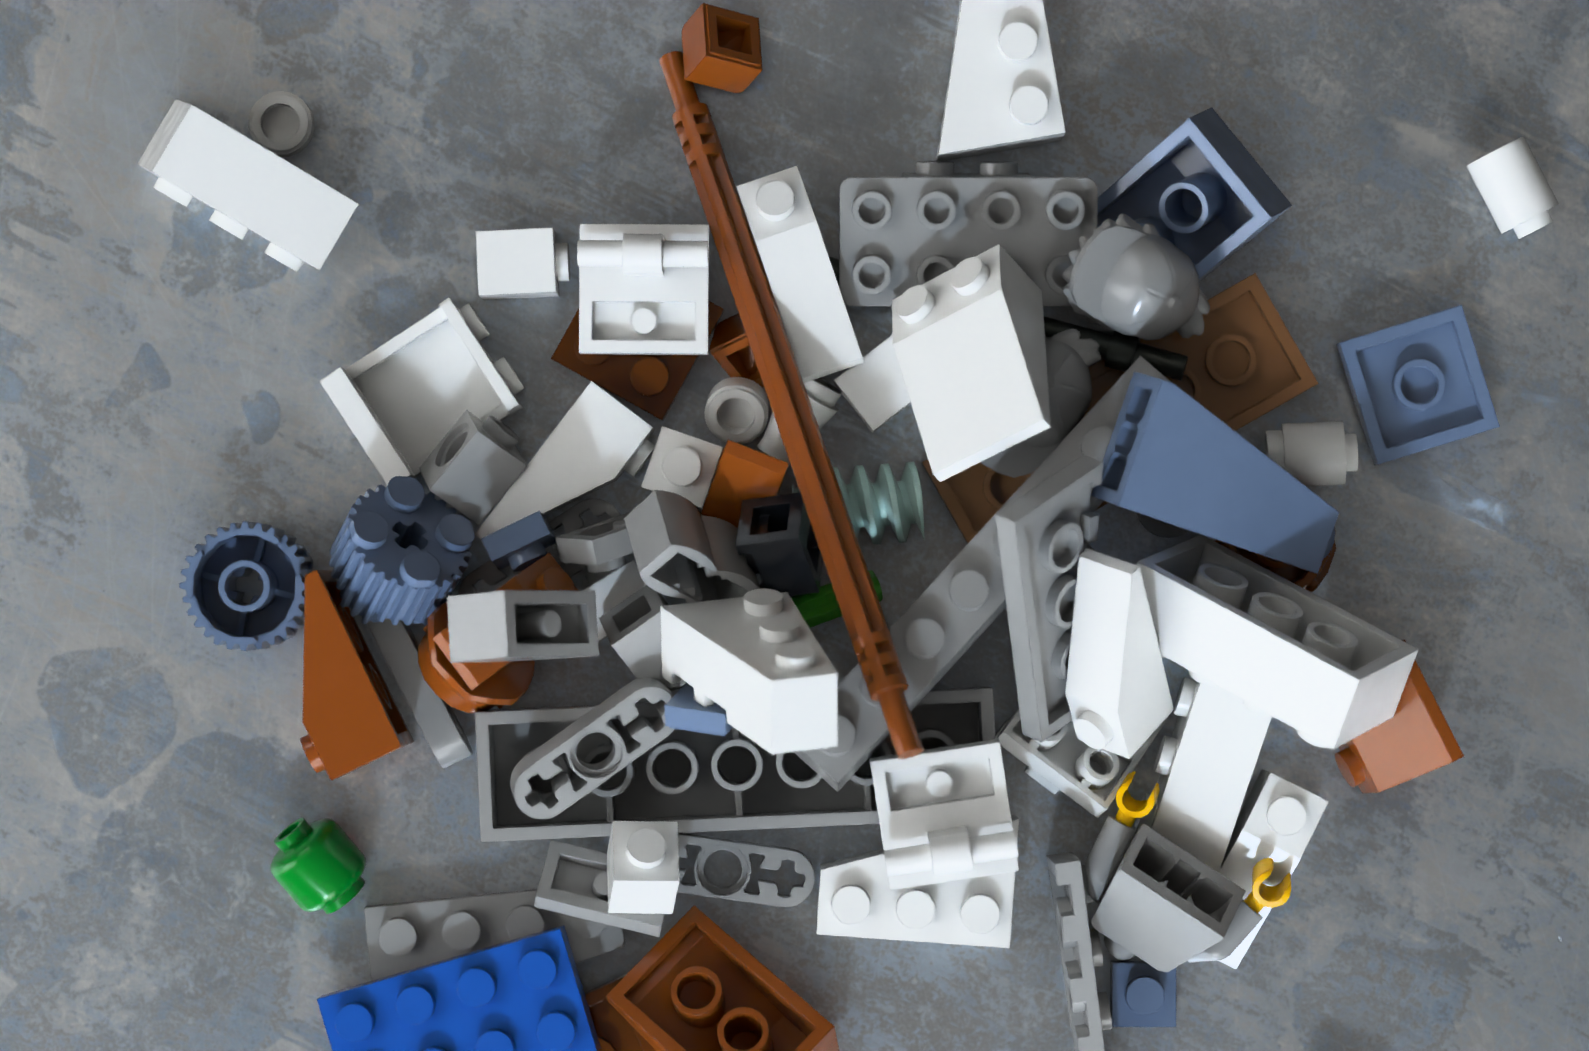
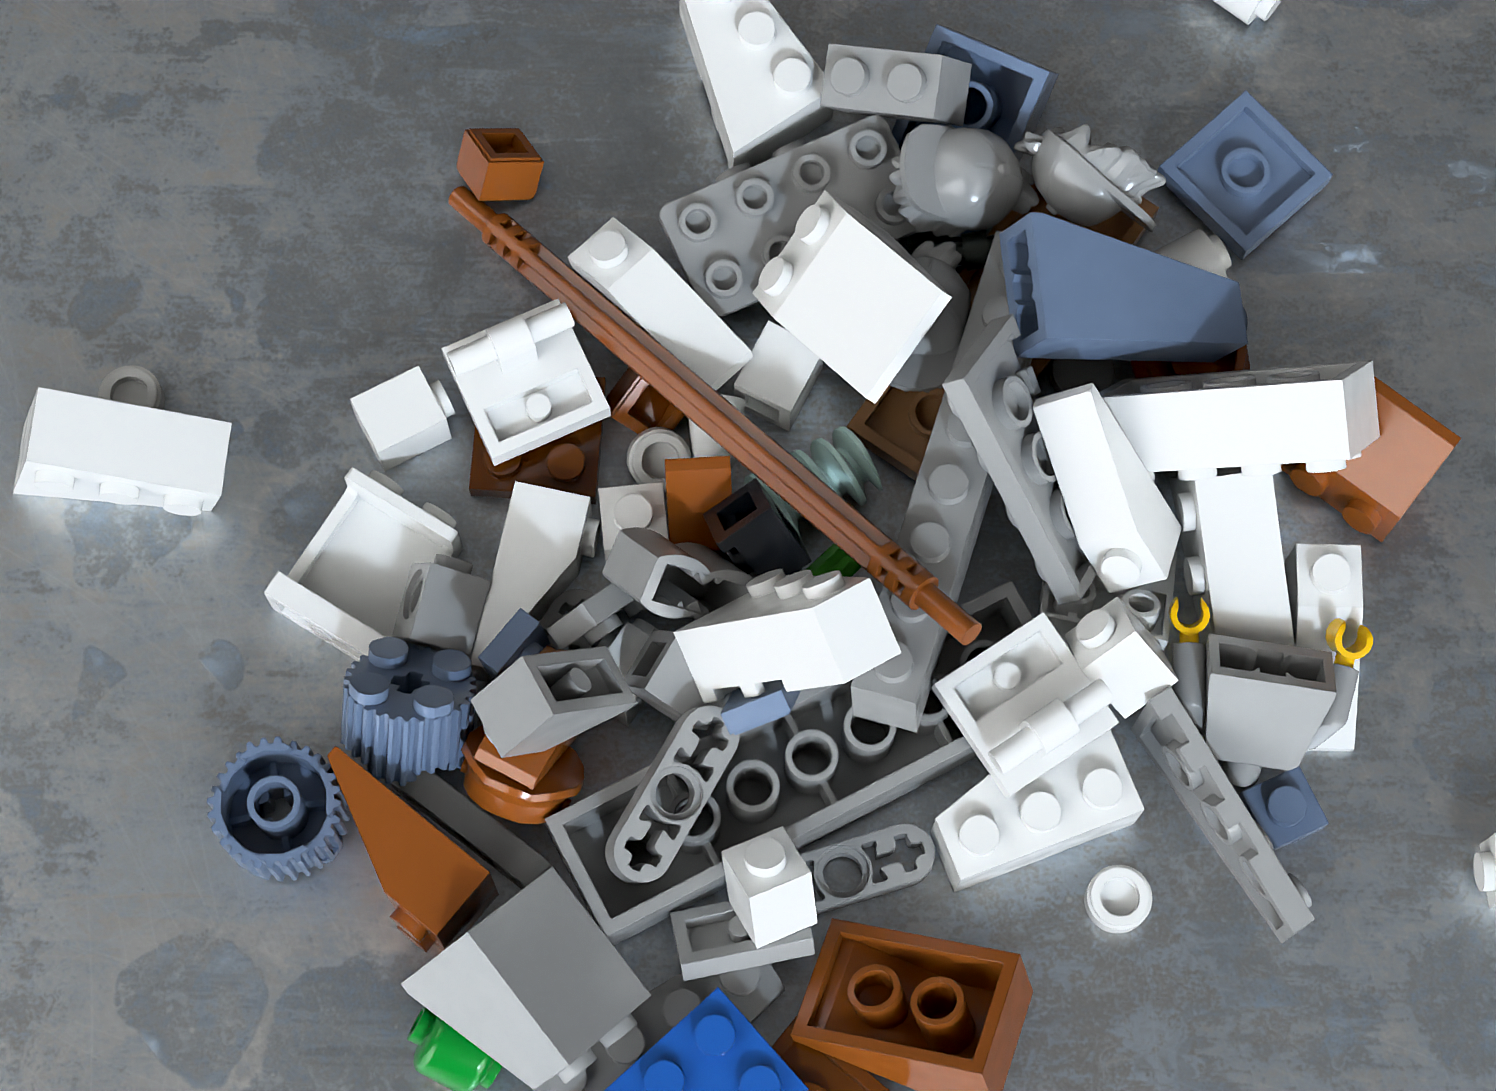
camera: 30 degrees left, 15 degrees down
(398, 852) = (533, 984): none -> light grey slope
(956, 1003) = (1118, 899): none -> white tile
(1051, 811) = (1122, 654): none -> white brick
(1120, 162) = (896, 84): none -> light grey brick
(1261, 336) = (1089, 180): none -> light grey hair

